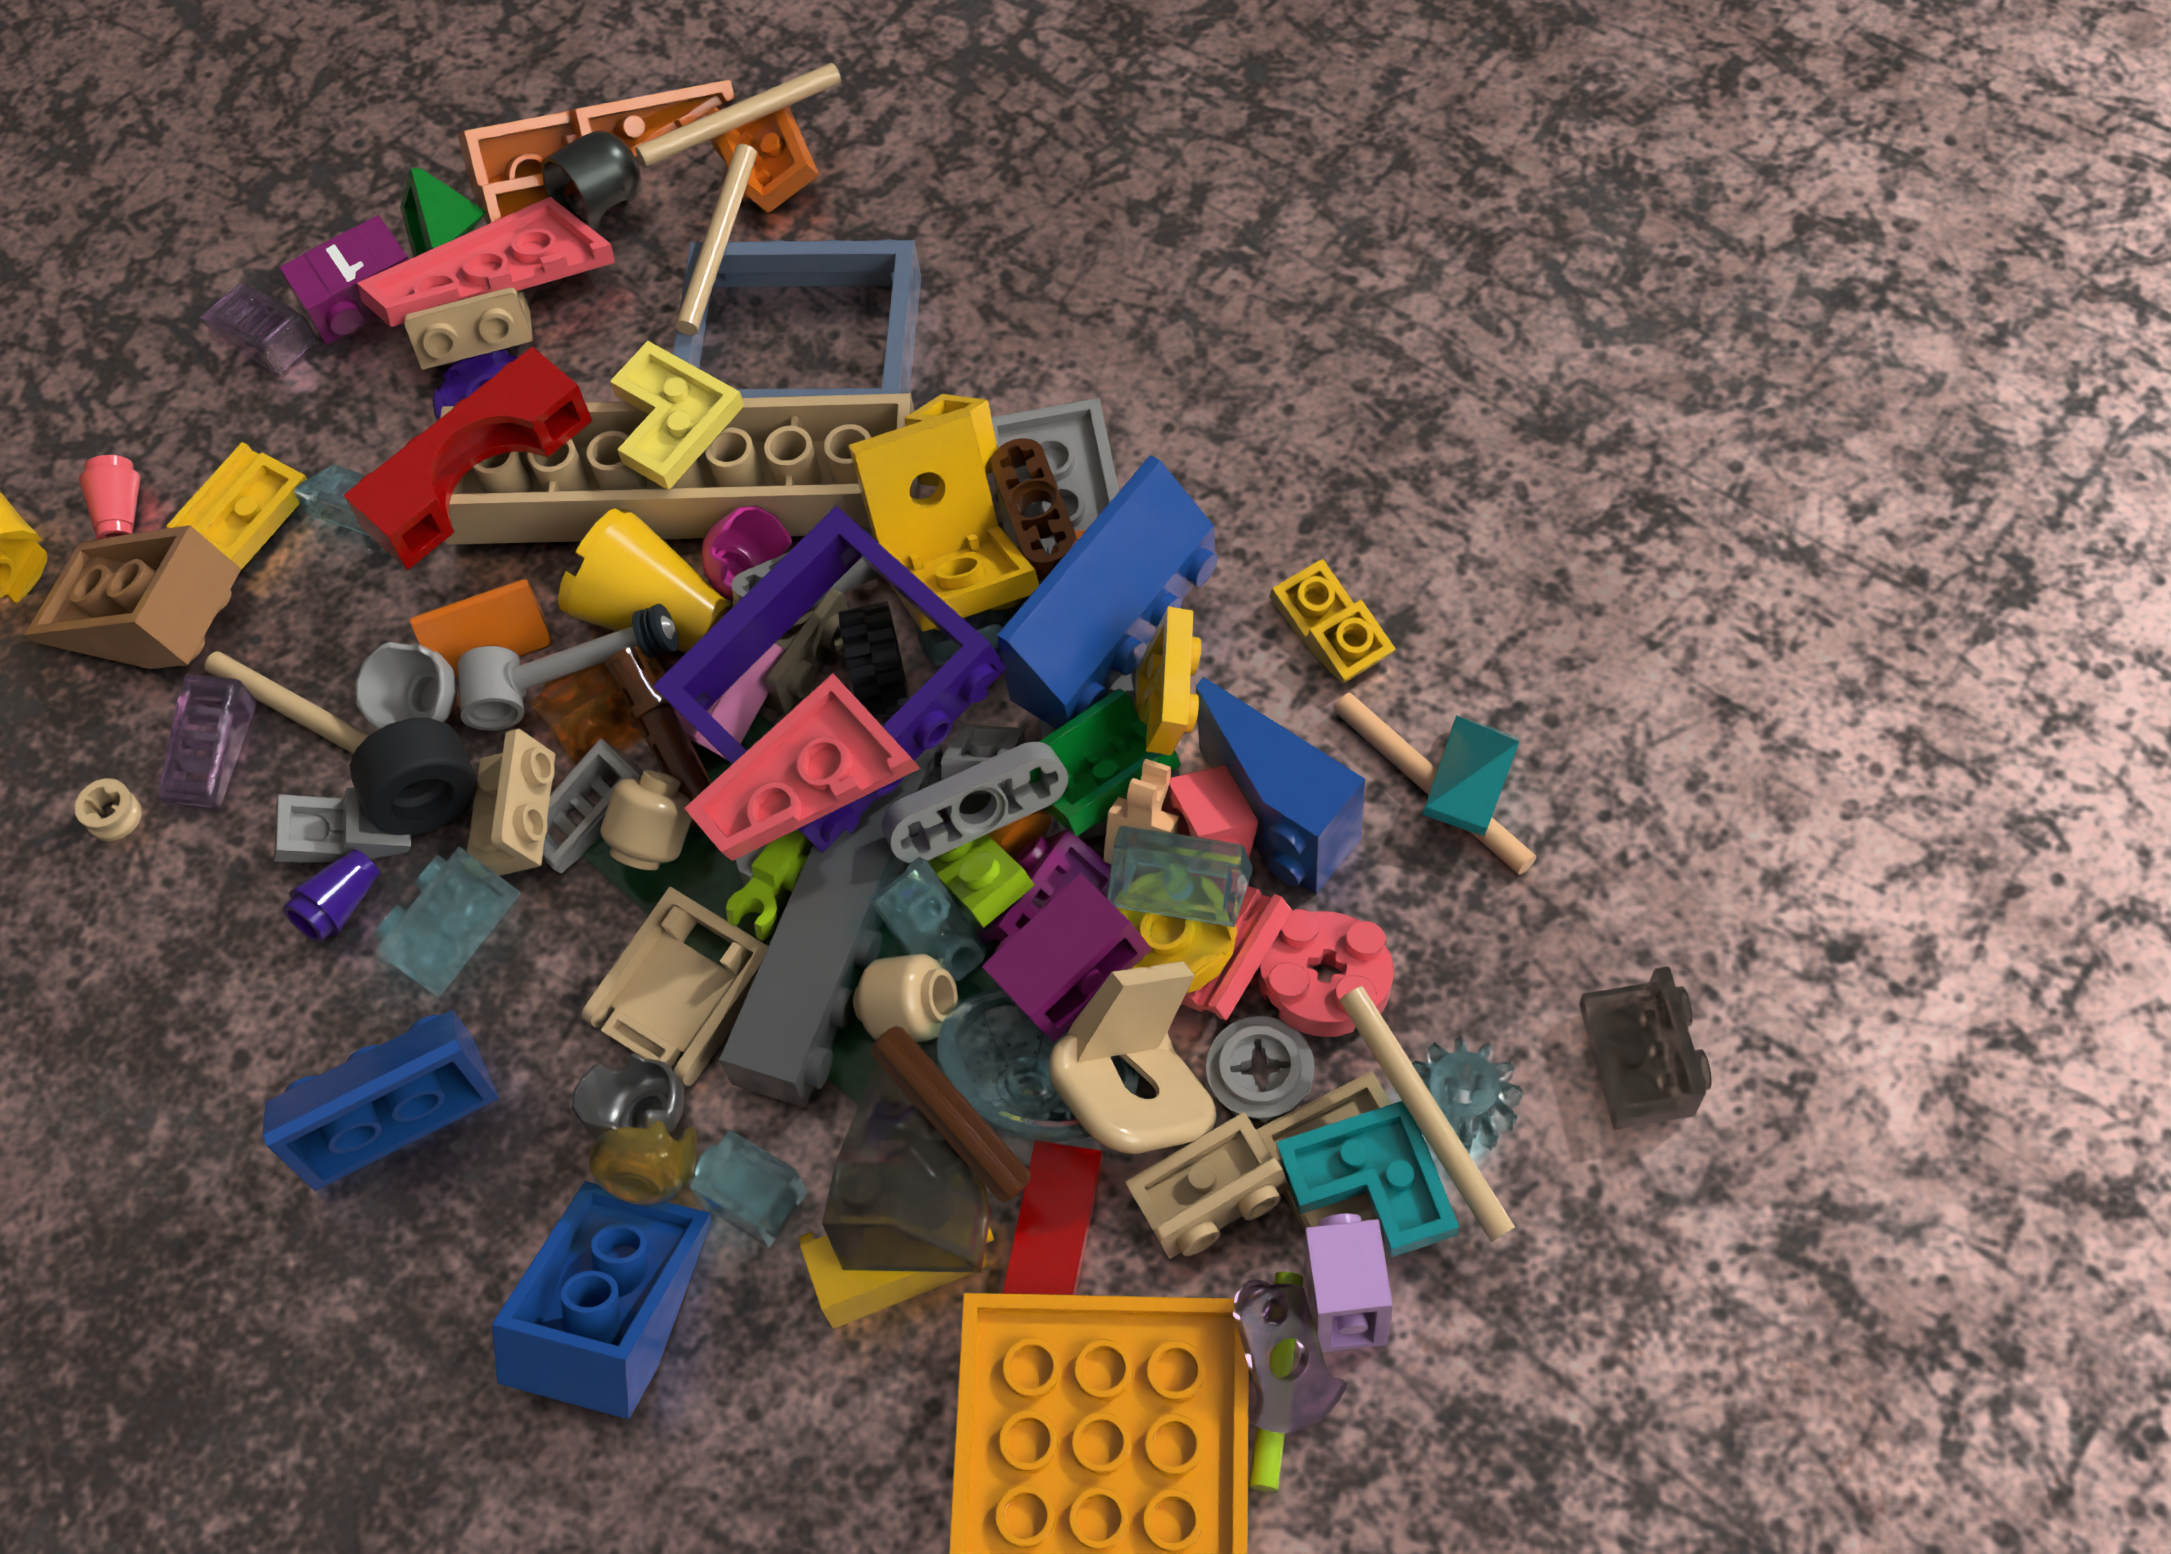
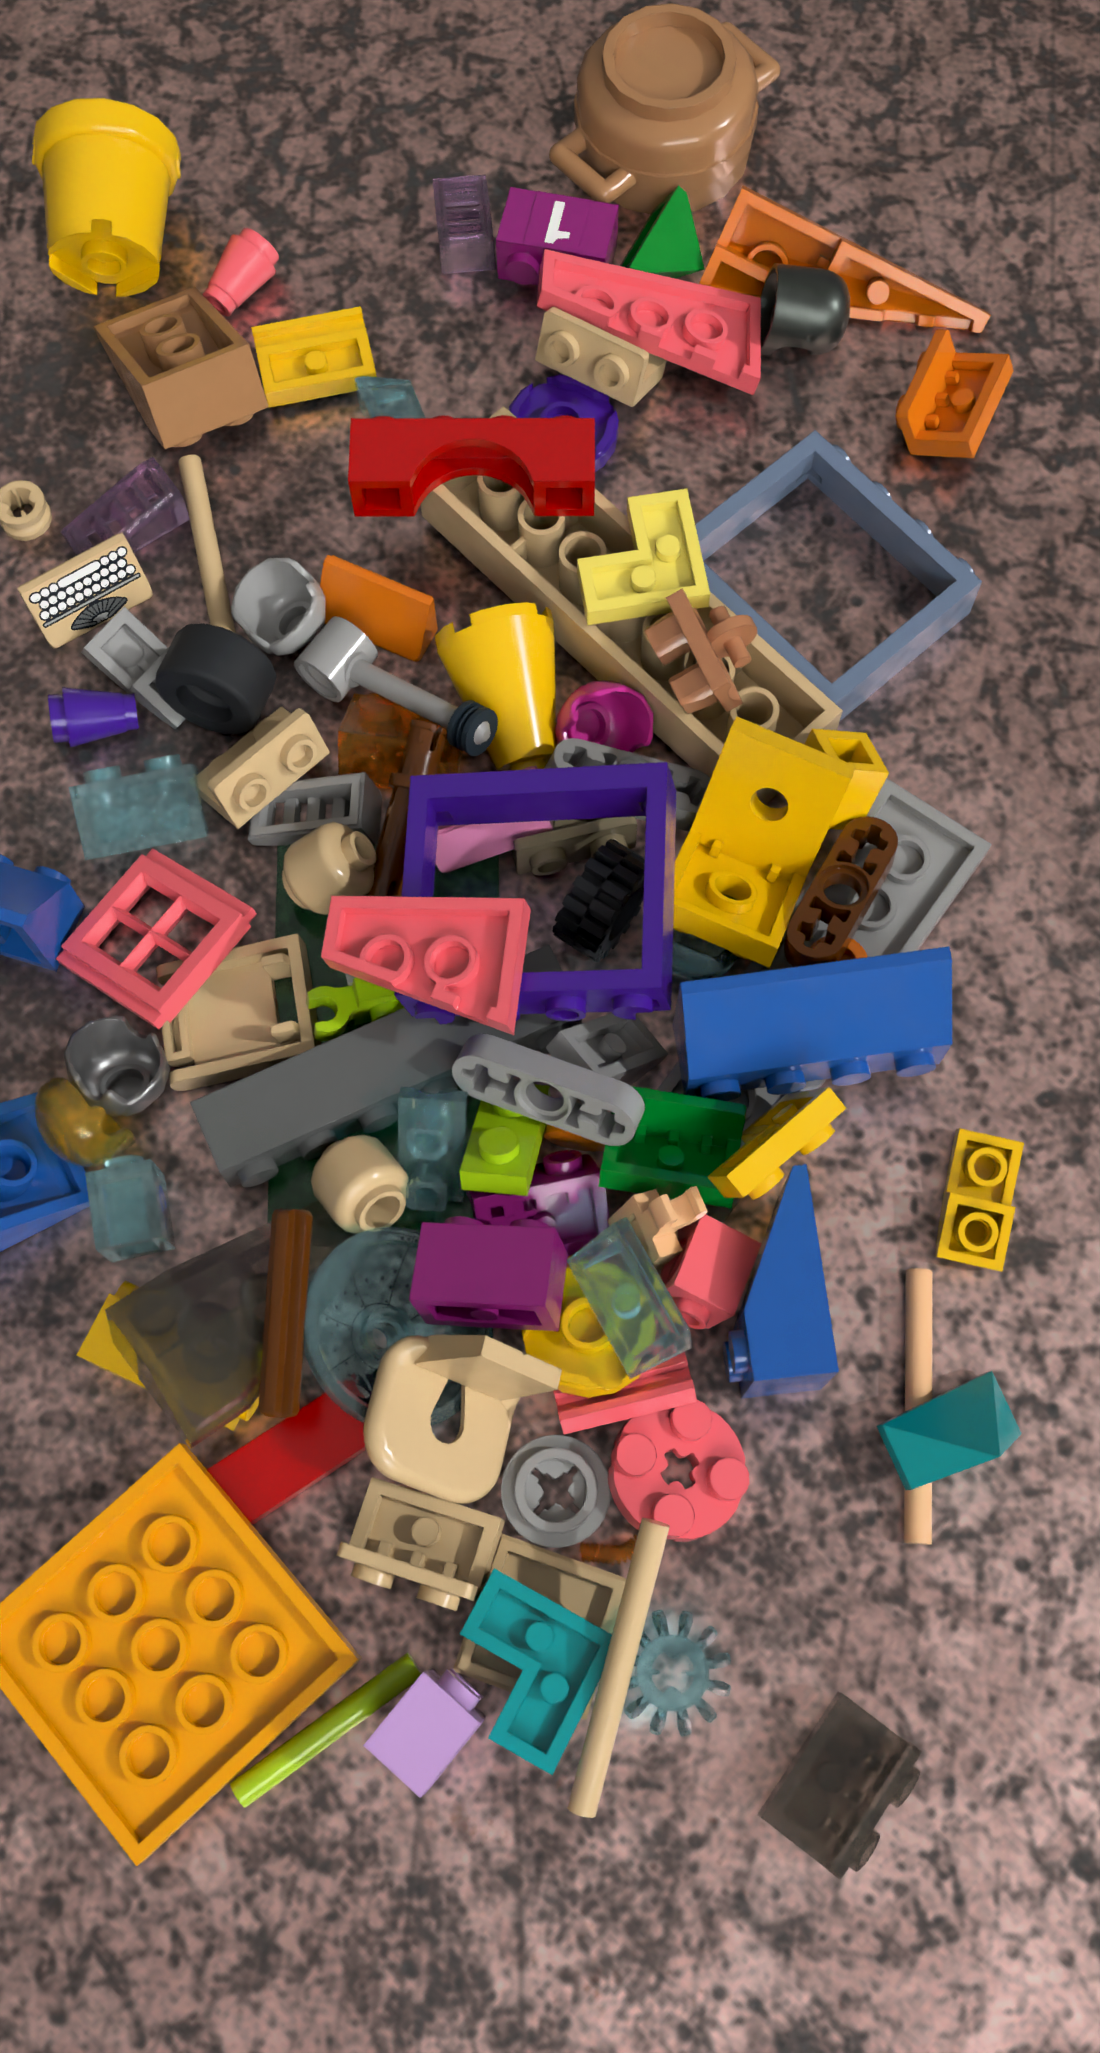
camera: 40 degrees right, 10 degrees up
(230, 817) = (86, 591): none -> slope
(341, 128) = (663, 107): none -> medium nougat piece
(566, 1045) = (121, 980): none -> coral piece
(716, 240) = (834, 445): tan bar -> none
(737, 115) = (957, 353): tan bar -> none
(797, 443) = (685, 632): none -> nougat hips
(1307, 1392) = (341, 1694): clear purple piece -> none
(1341, 1069) = (615, 1553): none -> clear orange leg

